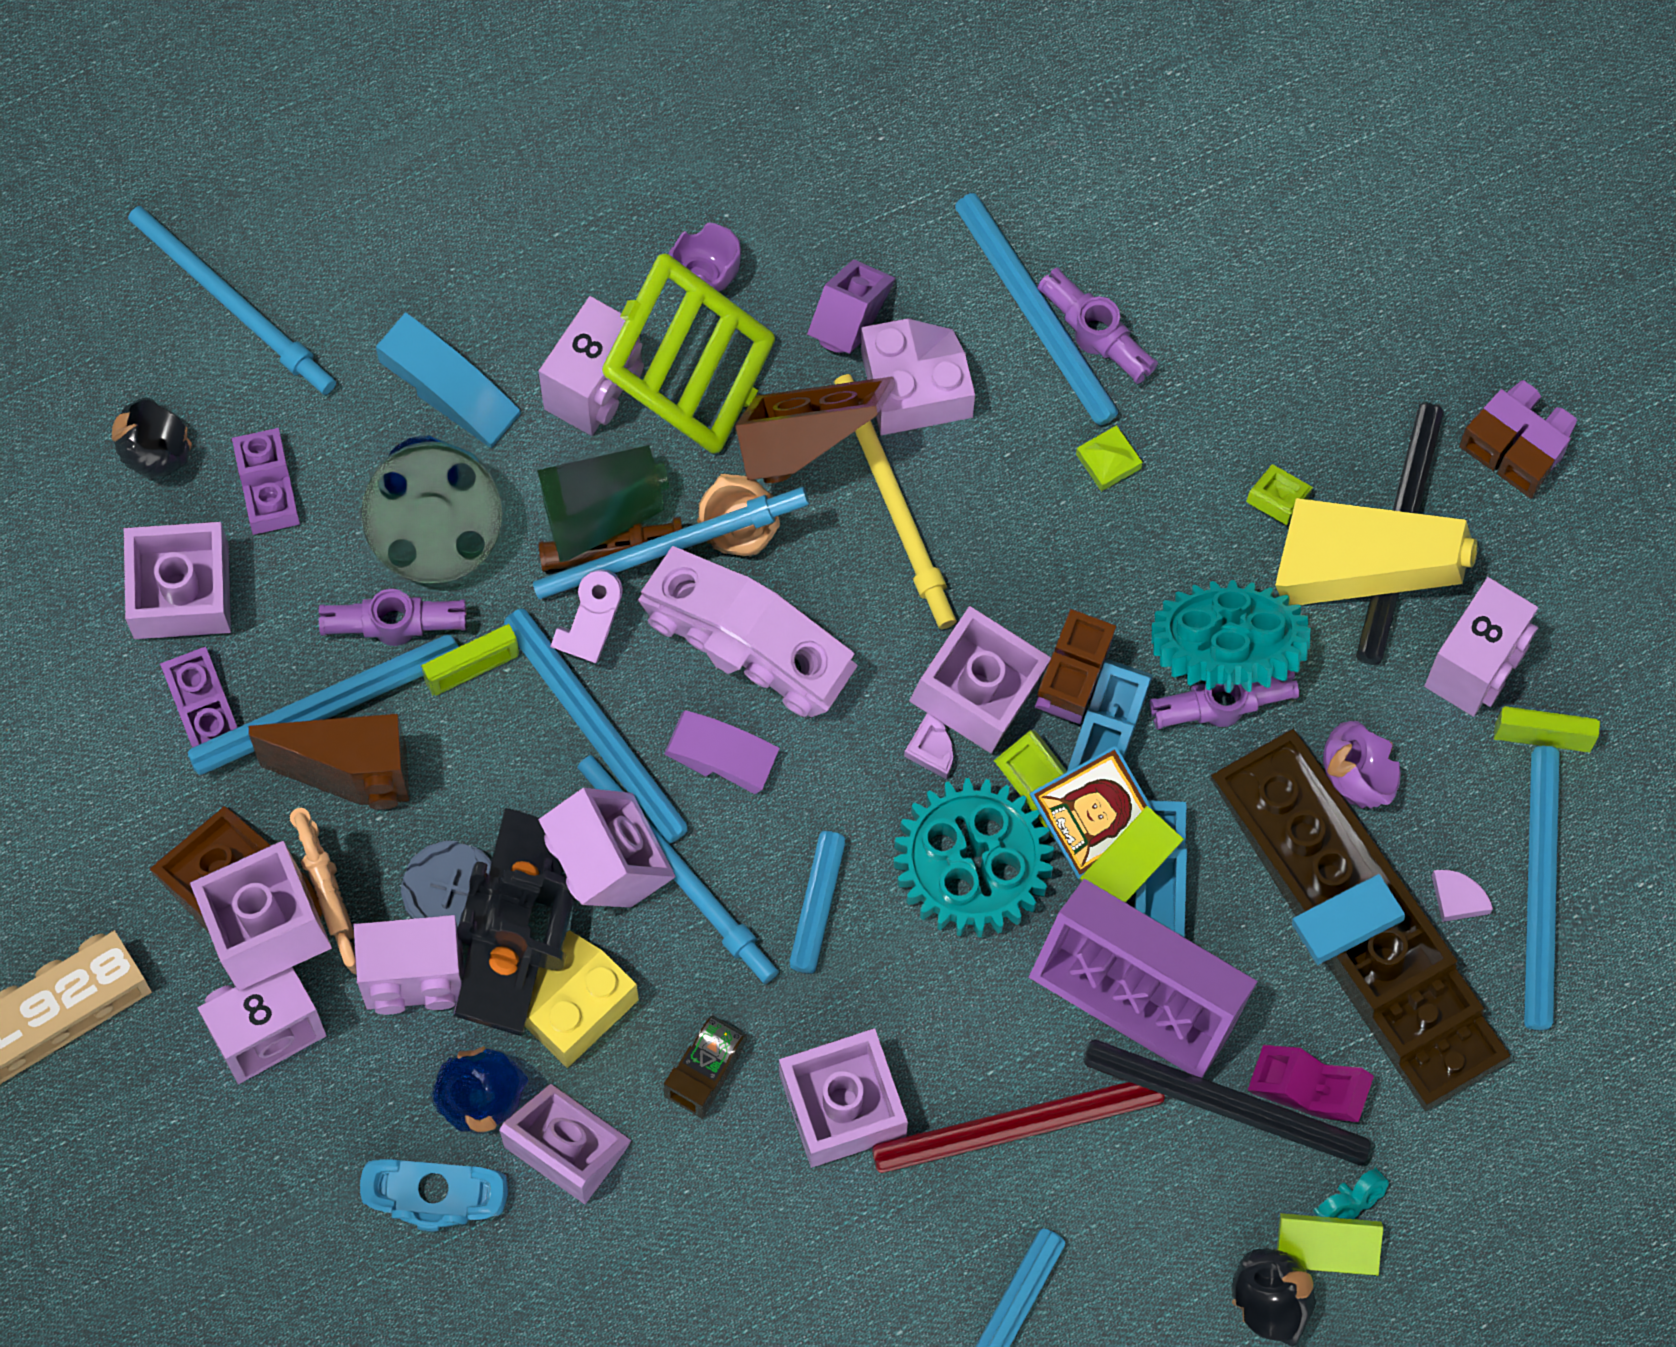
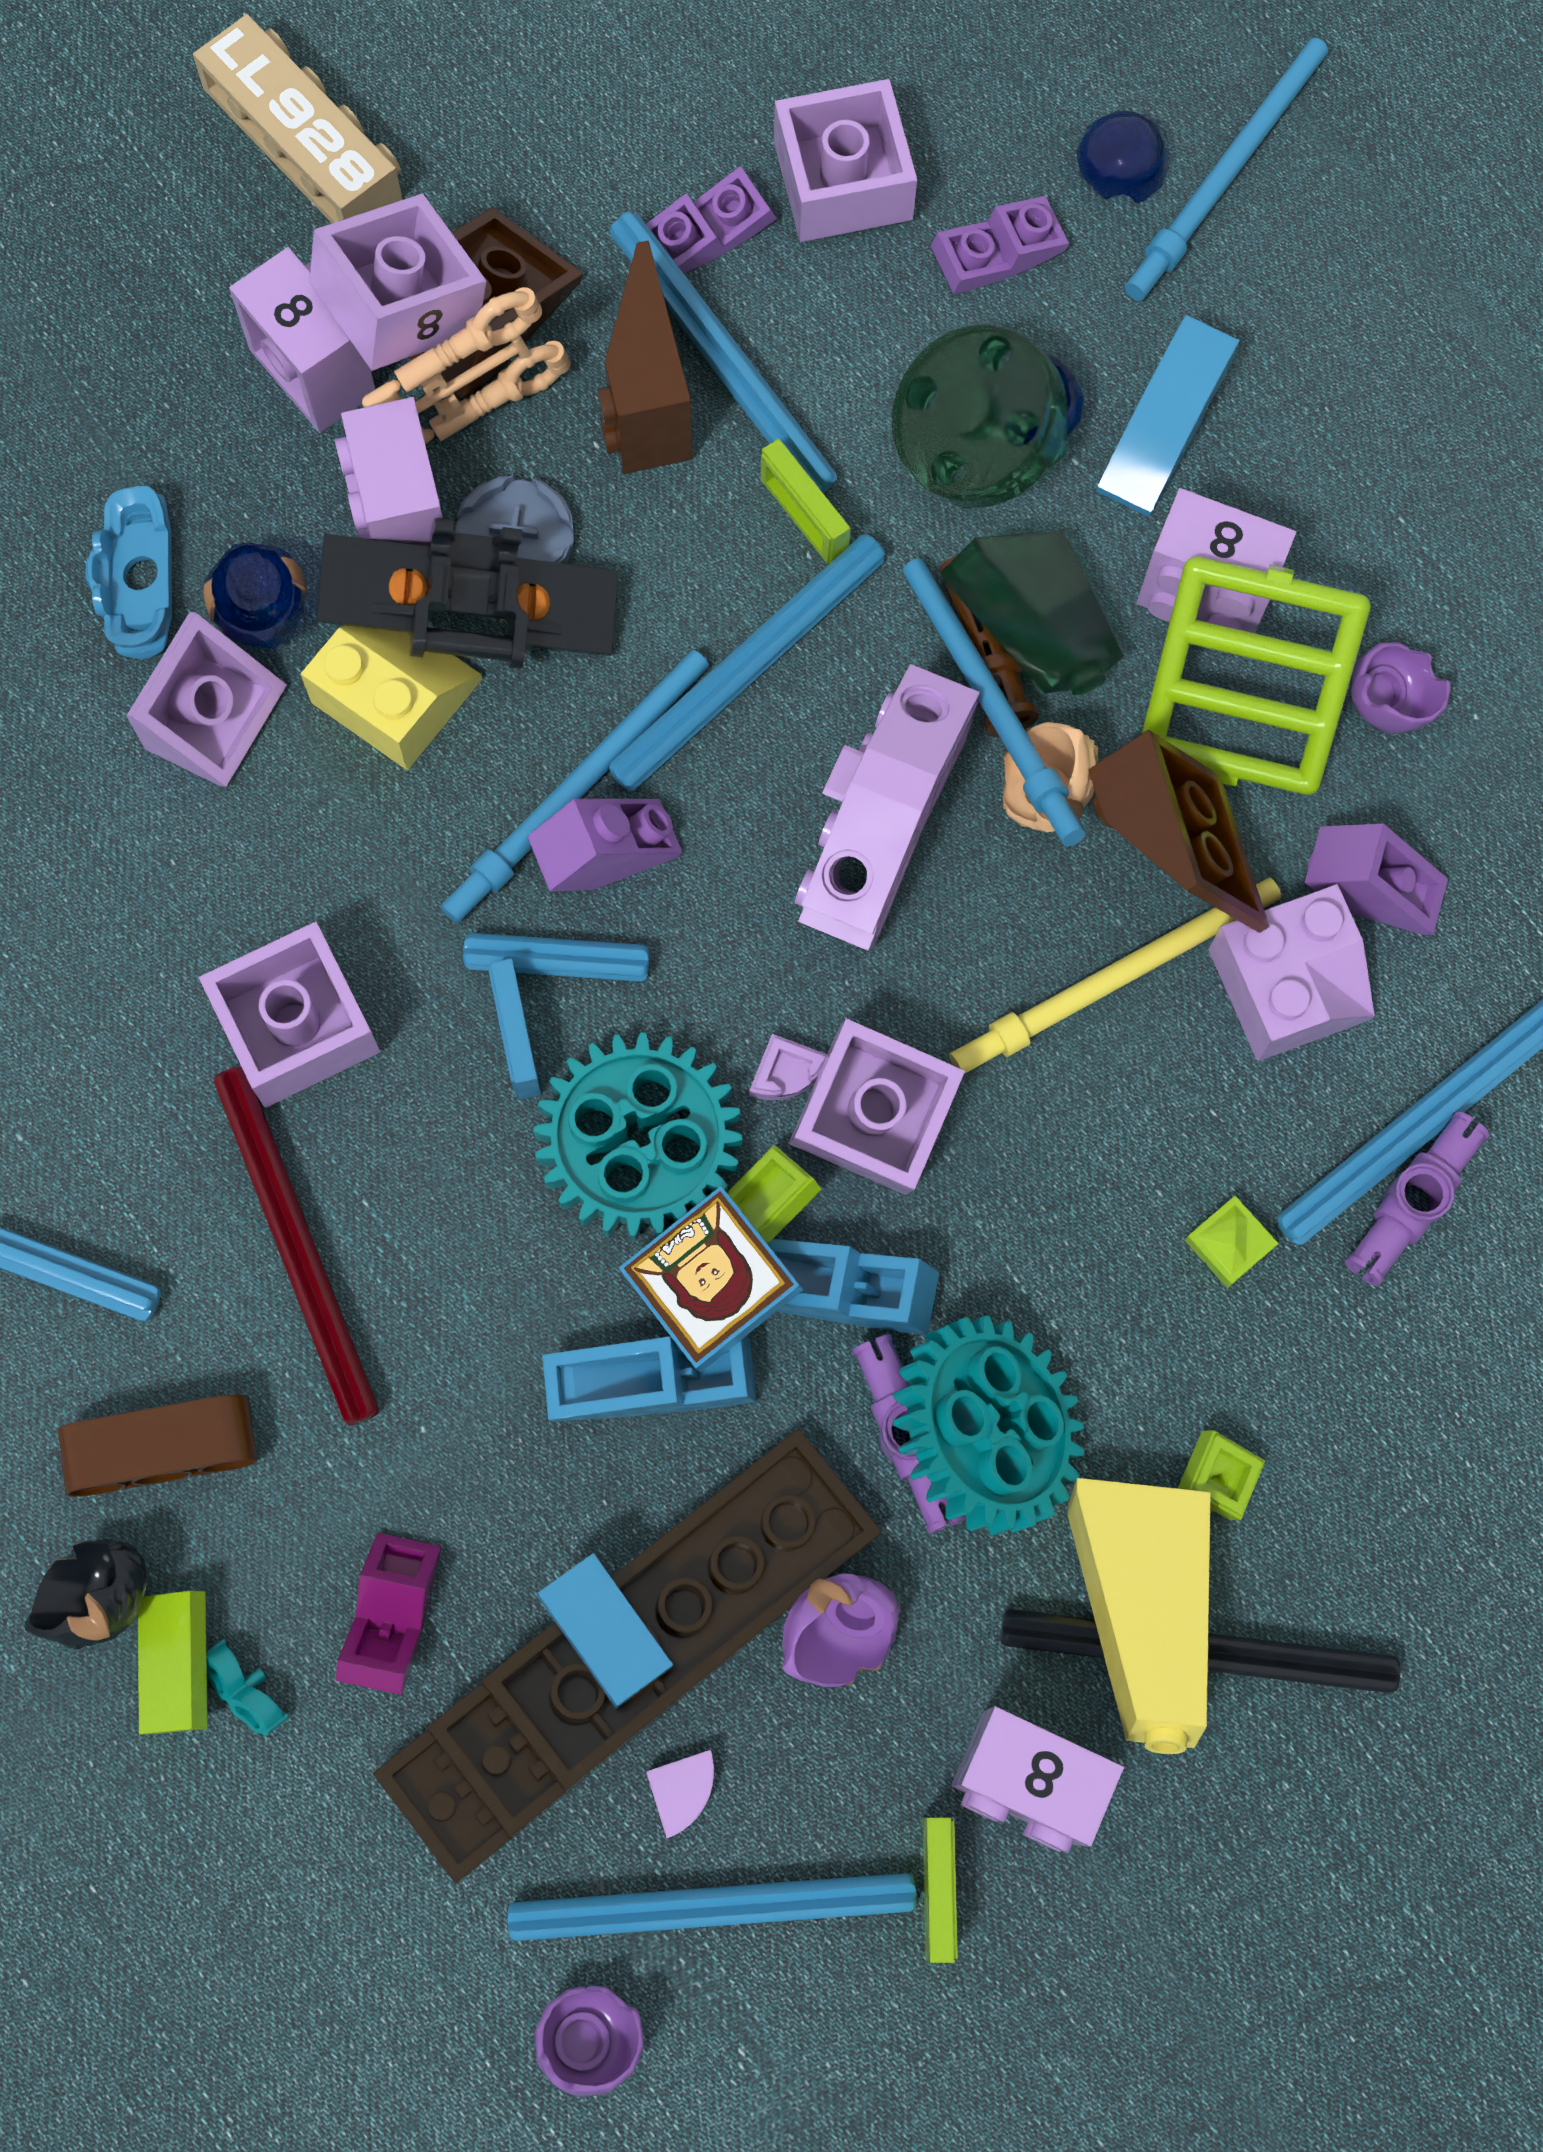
camera: 80 degrees right, 5 degrees up
(150, 439) = (1023, 102): black hair -> none
(206, 375) = (1123, 156): none -> clear blue hair
(367, 617) = (850, 431): medium lavender pin -> none
(599, 600) = (879, 628): lavender leg -> none
(606, 848) = (570, 682): lavender brick -> none
(705, 1067) = (320, 852): leg -> none
(722, 749) = (734, 811): medium lavender slope -> none
(733, 850) = (602, 842): none -> medium lavender slope
(875, 936) = (514, 1029): none -> dark azure tile
(1075, 666) = (890, 1223): reddish brown hips -> none
(1133, 855) = (647, 1328): lime tile -> none
(1142, 978) = (487, 1365): medium lavender brick -> none
(1165, 1239) = (157, 1445): none -> reddish brown beam
(1227, 1102) = (343, 1504): black axle -> none
(1539, 442) = (1361, 1833): hips -> none
(1627, 975) = (588, 2041): none -> medium lavender hair

